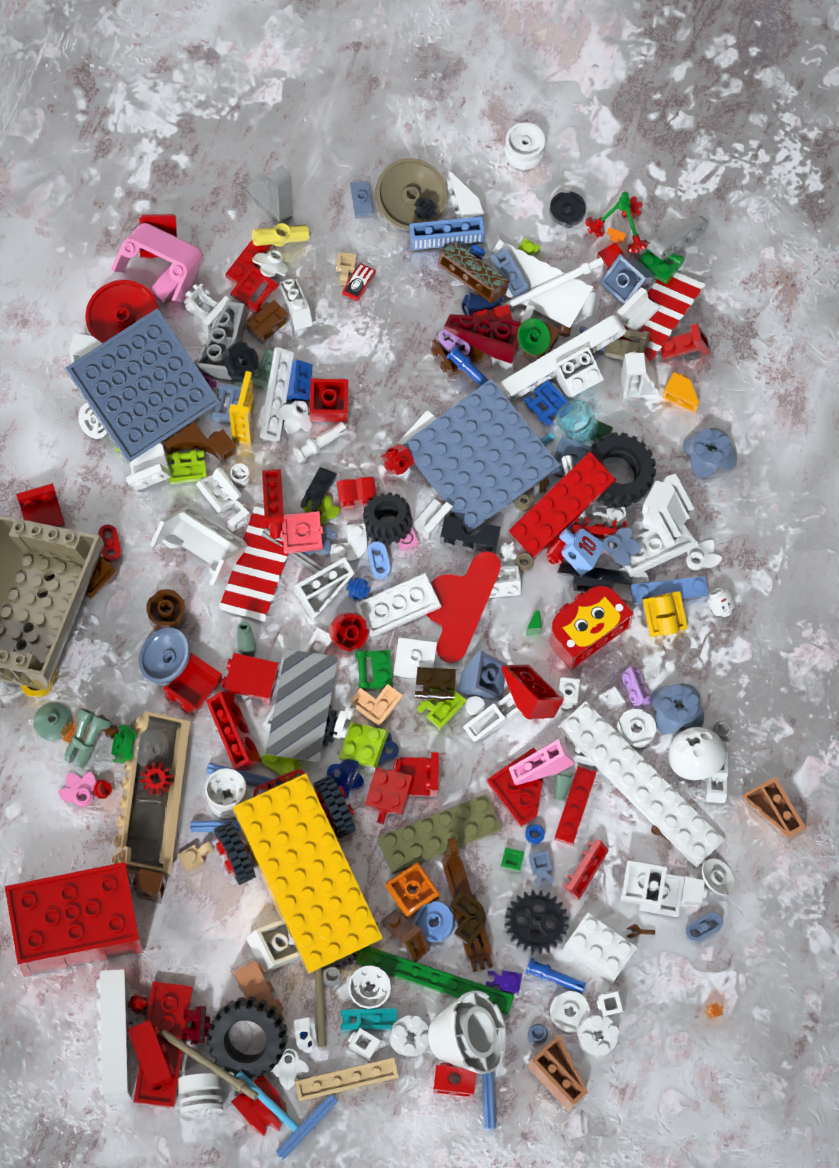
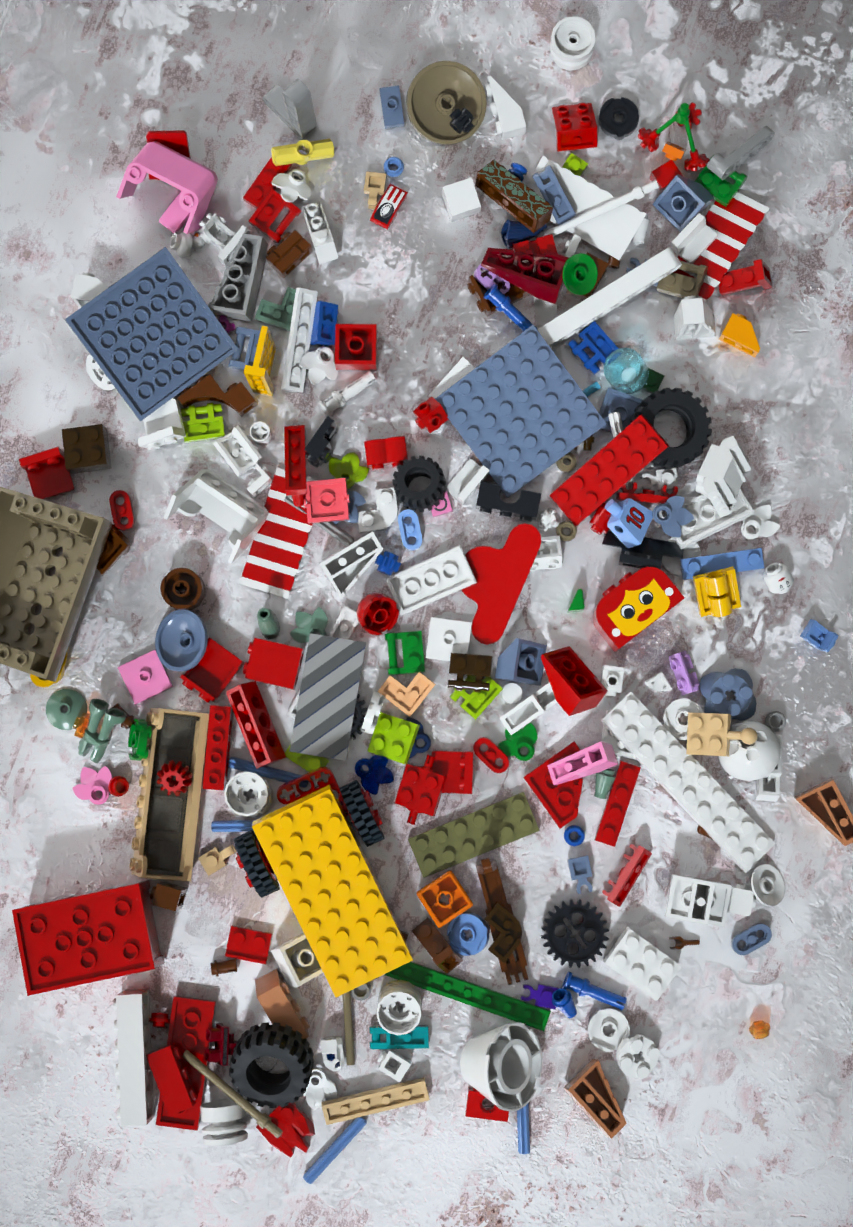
camera: 10 degrees right, 15 degrees up
(77, 488) = (86, 448): none -> dark brown brick
(117, 307) = (126, 241): red dish -> none
(129, 691) = (145, 677): none -> bright pink plate
(145, 743) = (161, 742): clear dish -> none
(172, 310) = (184, 242): none -> white animal
(197, 753) = (218, 747): none -> red brick
(200, 955) = (223, 967): none -> reddish brown pin
(224, 935) = (248, 945): none -> red plate
(232, 363) = (249, 306): black plate -> none
(269, 1103) = (288, 1125): medium azure bar -> none
(281, 642) = (309, 624): none -> sand green plate
(295, 484) = (319, 447): none -> black plate
(319, 488) = (345, 448): black hinge -> none
(363, 244) = (393, 161): none -> medium blue plate
(399, 1032) = (430, 1054): white plate -> none
(425, 275) = (461, 199): none -> white head
(445, 232) = (485, 148): medium blue brick -> none
(456, 760) = (490, 756): none -> red plate
(481, 748) = (521, 738): none -> green plate
(512, 860) = (550, 864): green plate -> none
(527, 984) = (564, 1002): none -> blue cone
(528, 216) = (575, 126): none -> red bracket
(537, 1034) = (574, 1052): sand blue plate -> none
(577, 372) = (628, 315): white slope -> none
(611, 1002) = (652, 1023): white brick -> none
(660, 736) = (711, 734): none -> tan plate
(706, 462) = (766, 417): sand blue brick -> none
(760, 654) = (819, 636): none -> medium blue bracket

